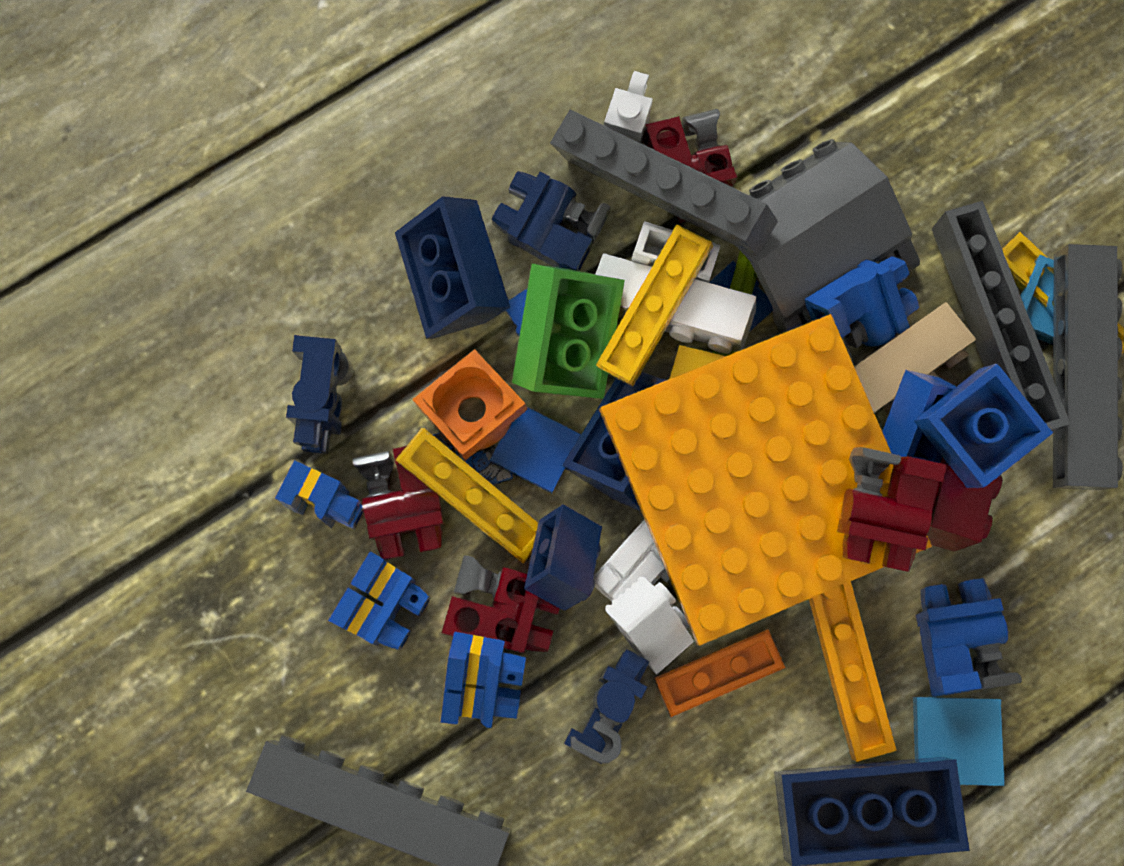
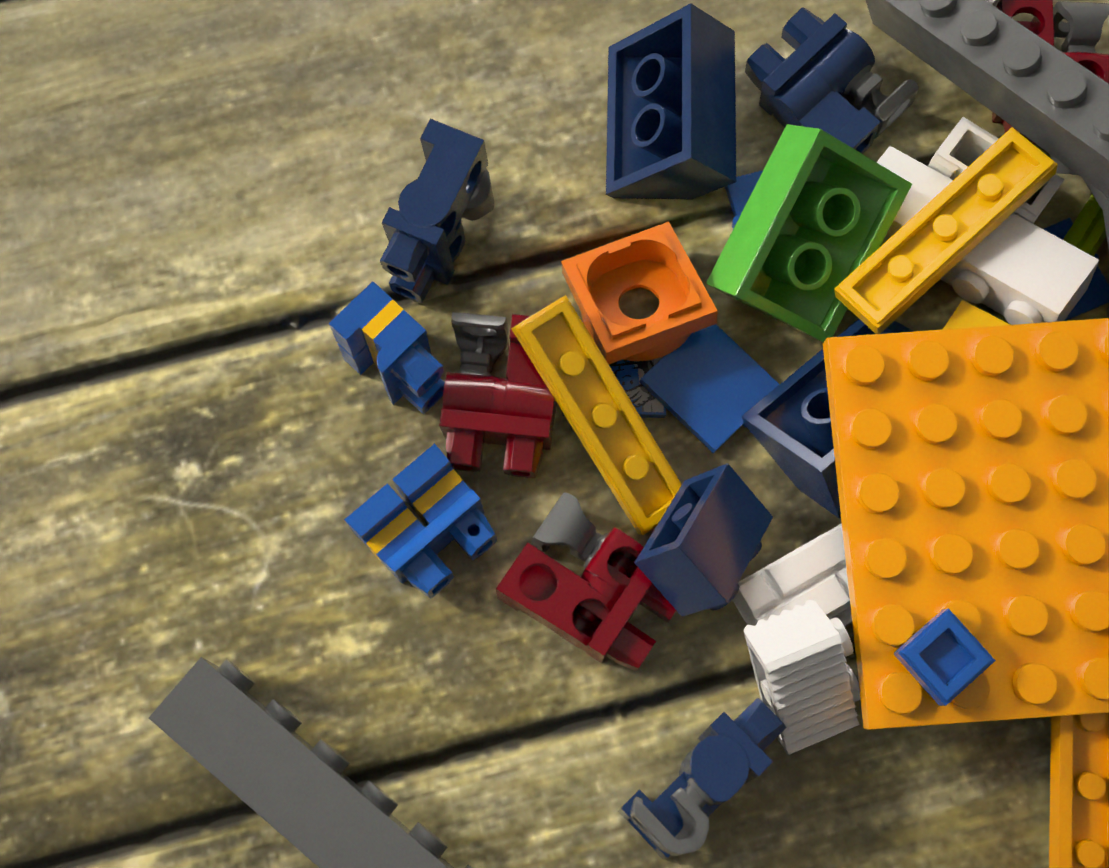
camera: 25 degrees right, 5 degrees down
(473, 679) = (521, 666): blue hips -> none
(719, 673) = (881, 786): orange tile -> none
(730, 588) = (944, 657): none -> blue tile

